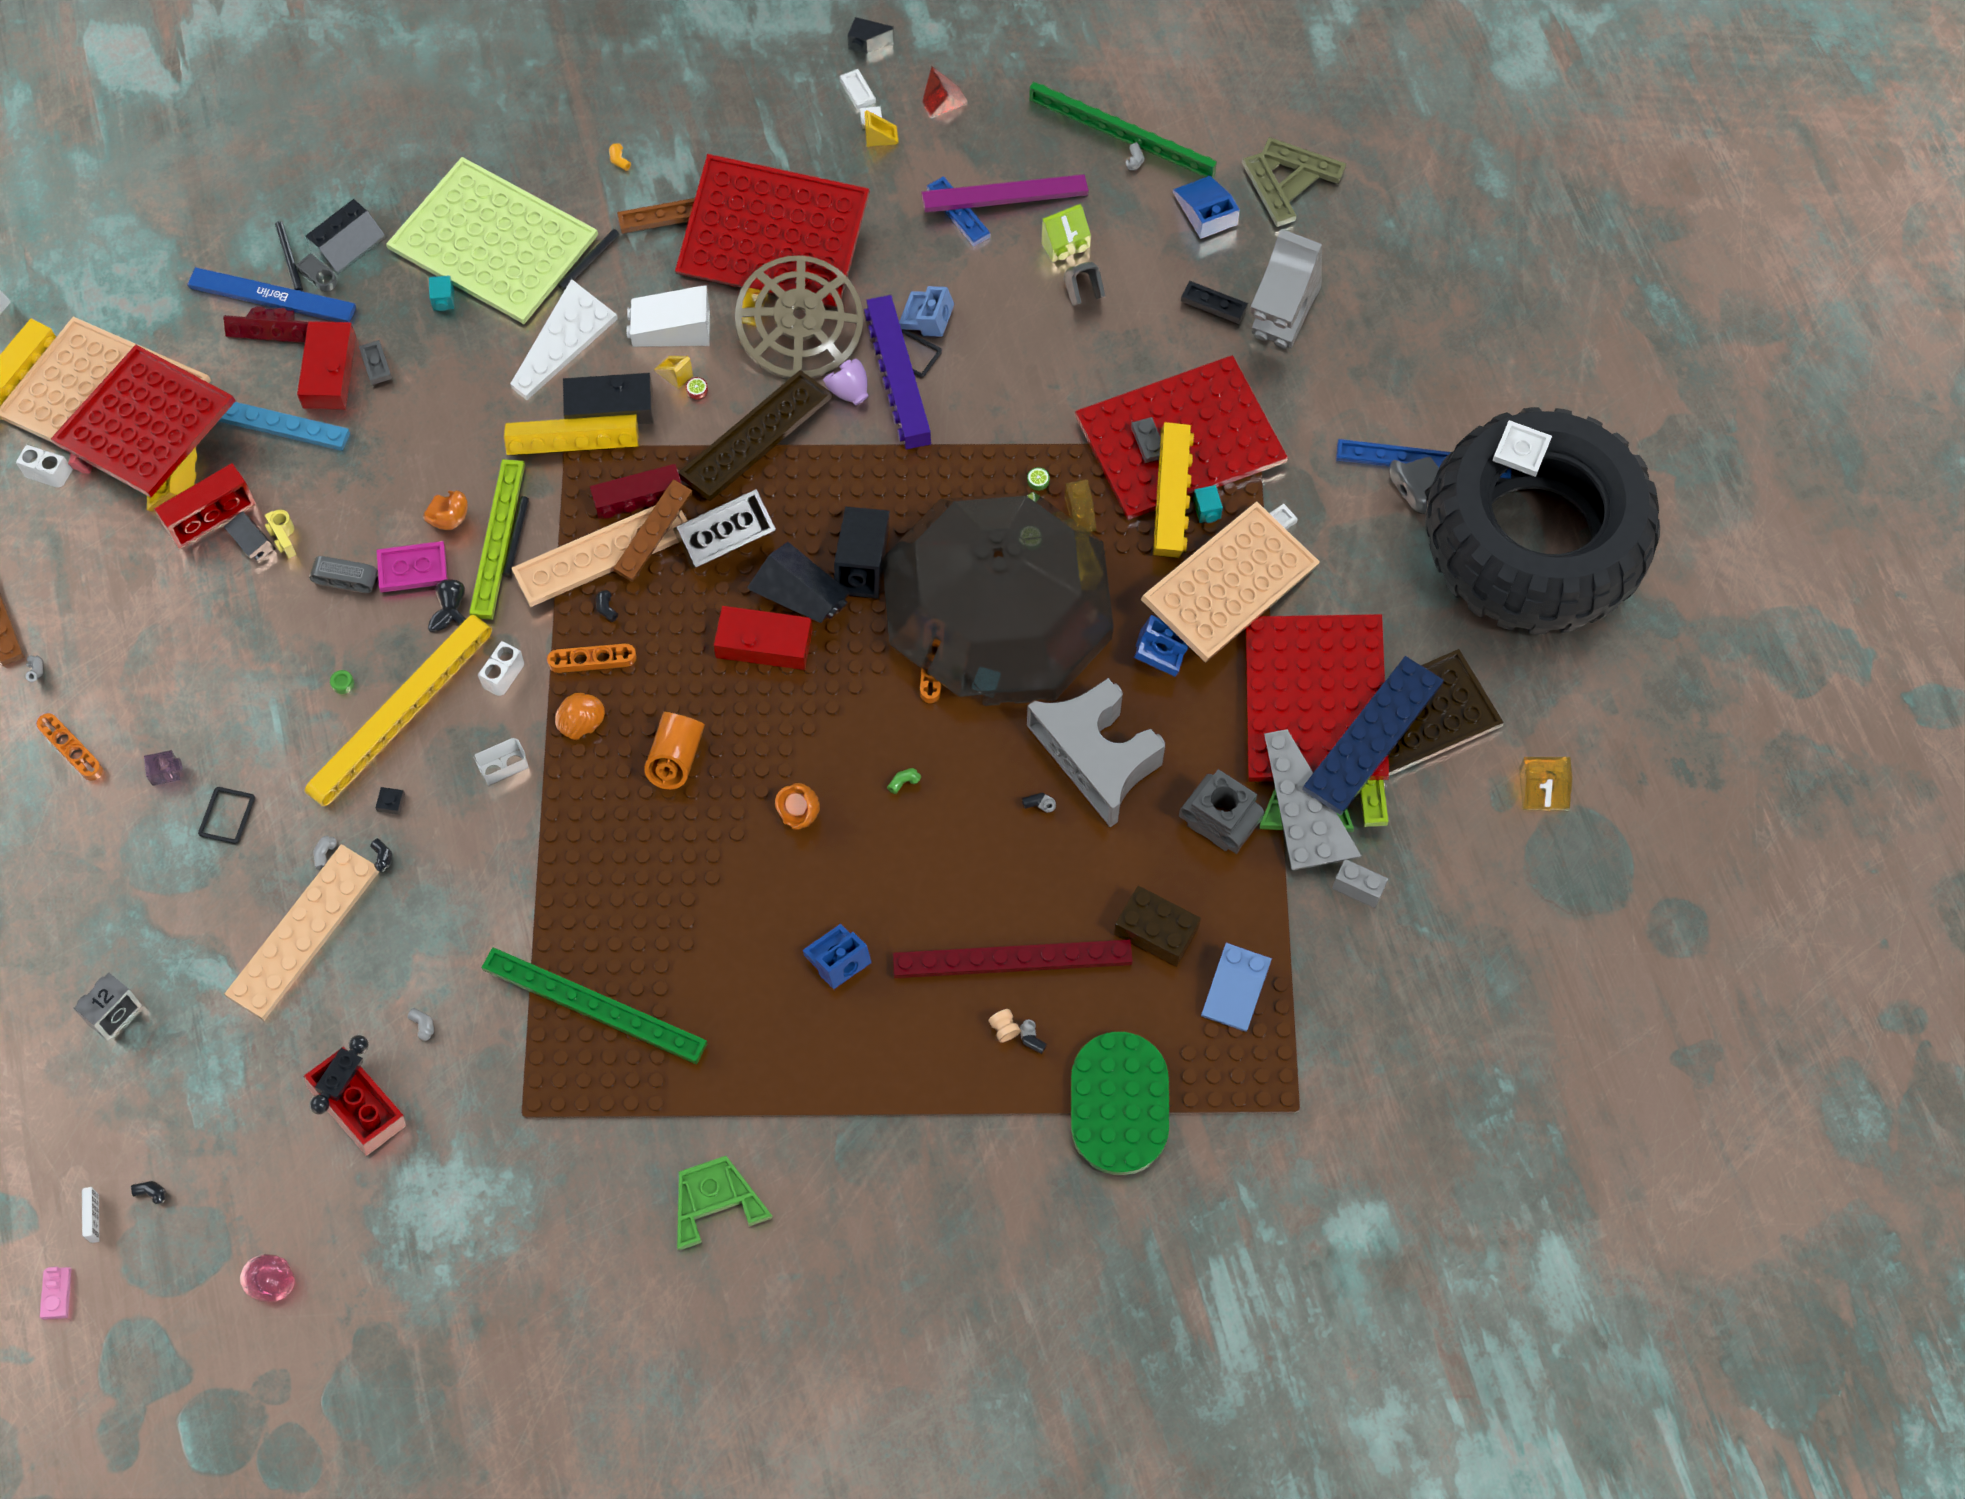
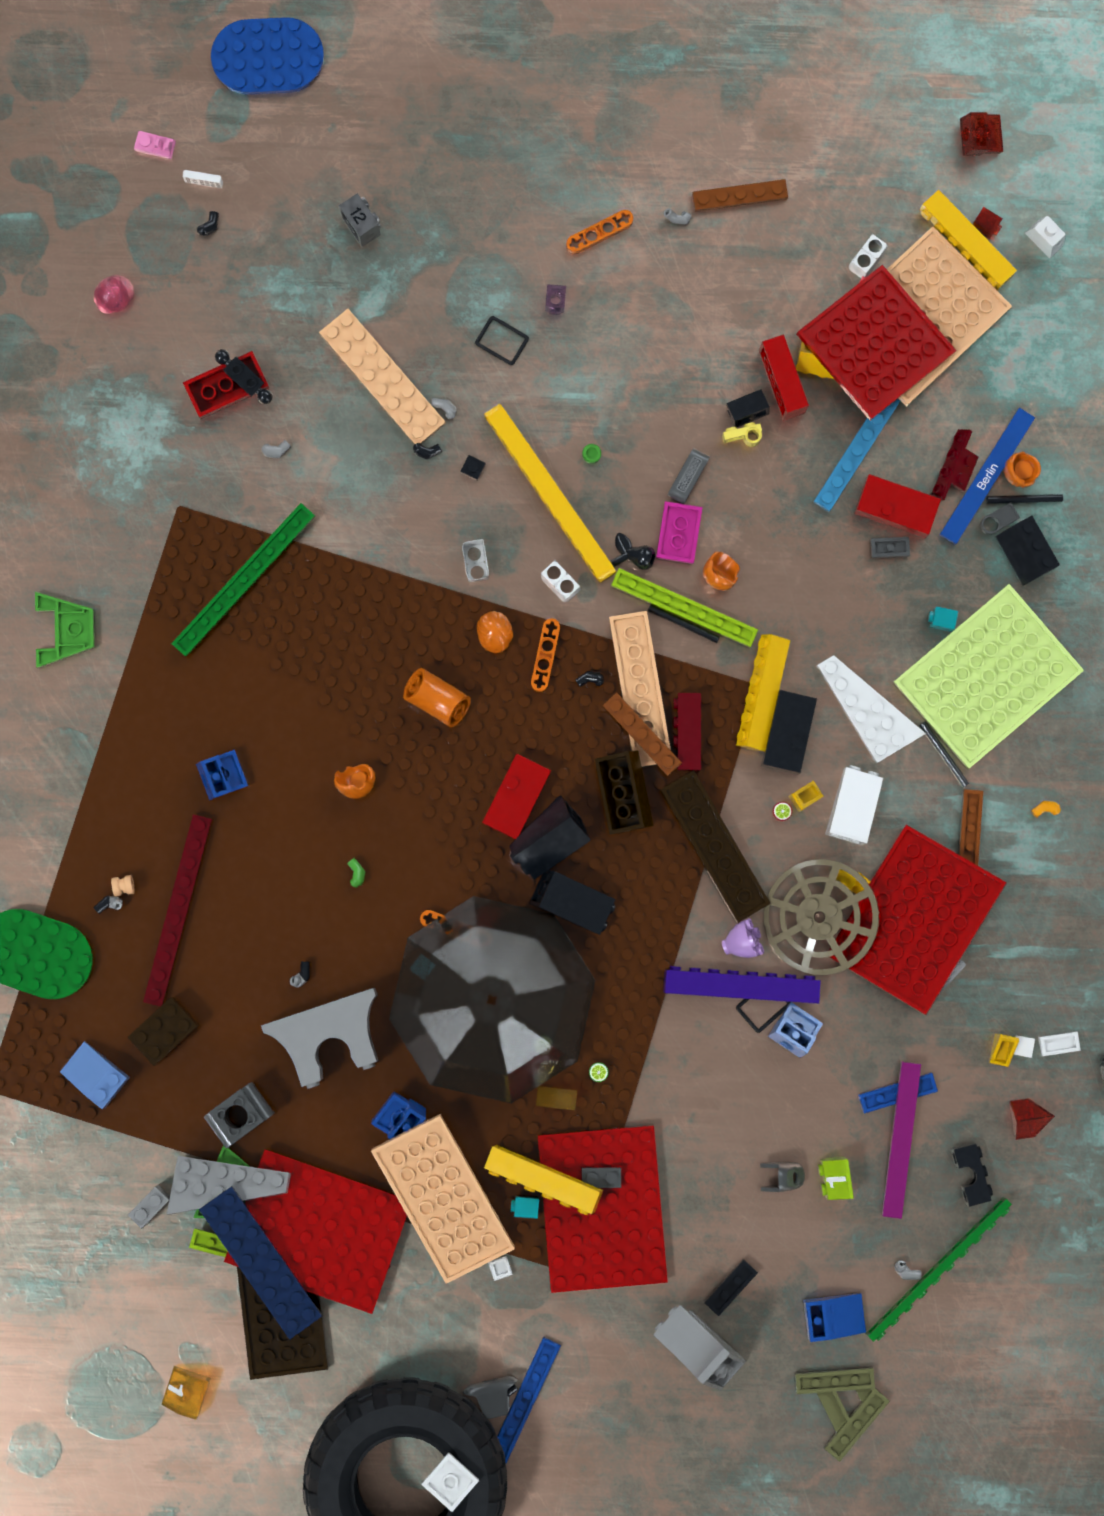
camera: 100 degrees right, 20 degrees up
(257, 262) = (1022, 469): none -> orange piece
(1028, 117) = (977, 1190): none -> black arch

